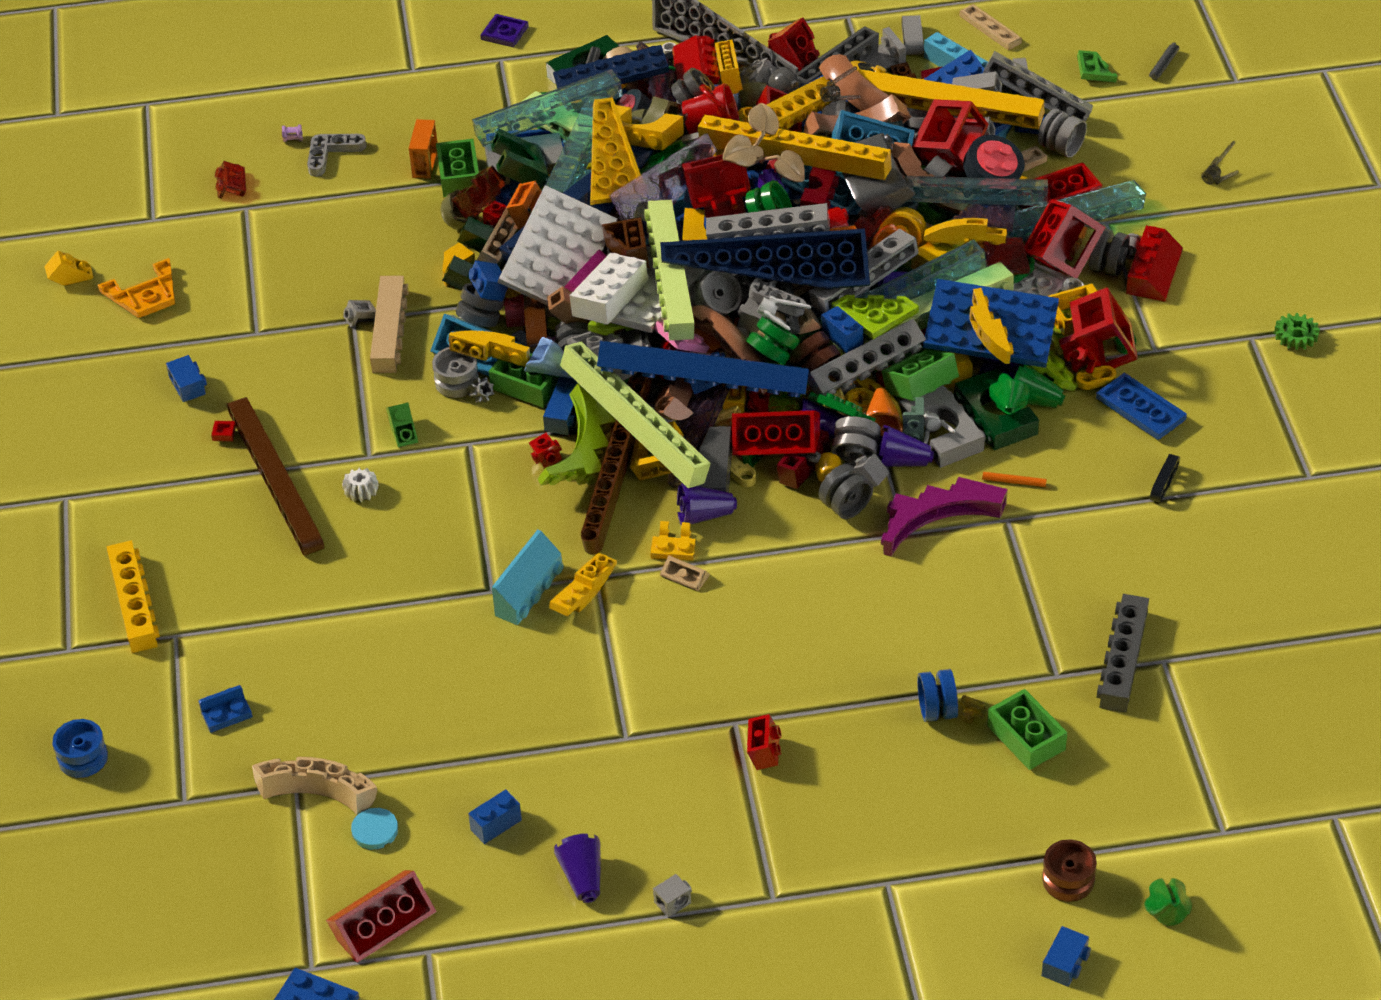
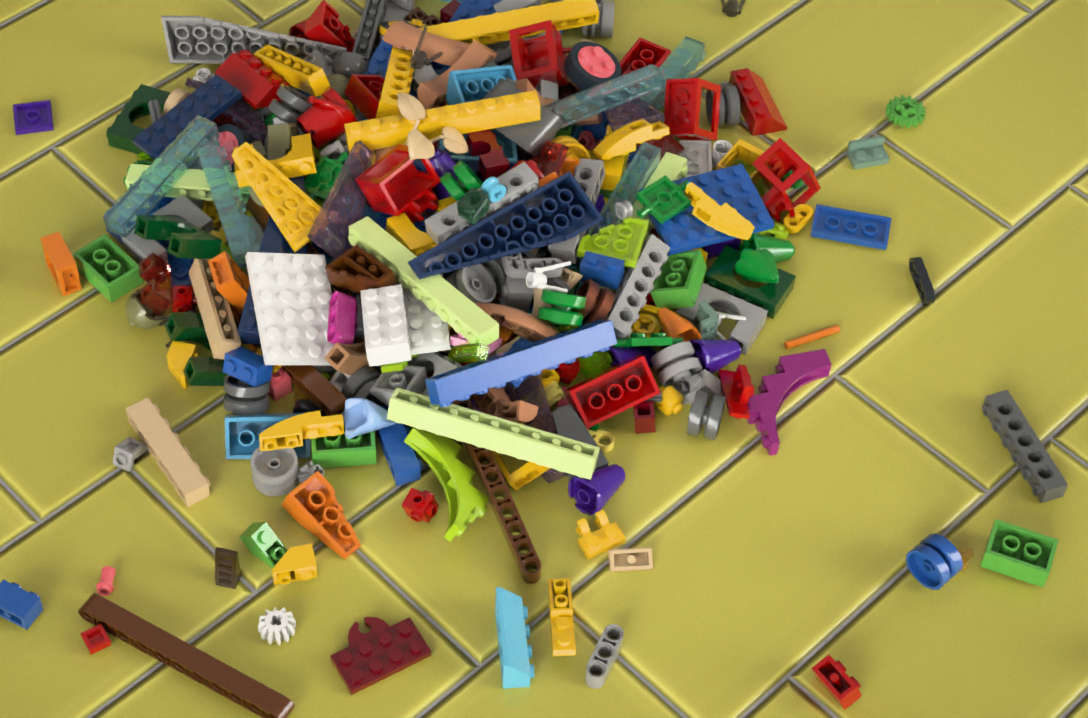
camera: 40 degrees left, 5 degrees up
(261, 398) = (104, 586): none -> coral pin
(356, 425) = (227, 571): none -> dark brown slope
(412, 449) = (295, 565): none -> yellow slope
(421, 542) = (379, 652): none -> dark red plate
(463, 418) = (320, 513): none -> orange wedge
(592, 630) = (604, 647): none -> light grey beam
(659, 339) = (468, 353): none -> clear neon green piece
(750, 219) = (473, 205): none -> clear green brick
(777, 213) = (493, 189): none -> medium azure wheel
(889, 486) = (737, 389): none -> red bracket
(903, 287) = (623, 209): none -> light grey bush
(946, 294) = (663, 199): none -> green plate
(1222, 350) = (867, 152): none -> sand green bracket

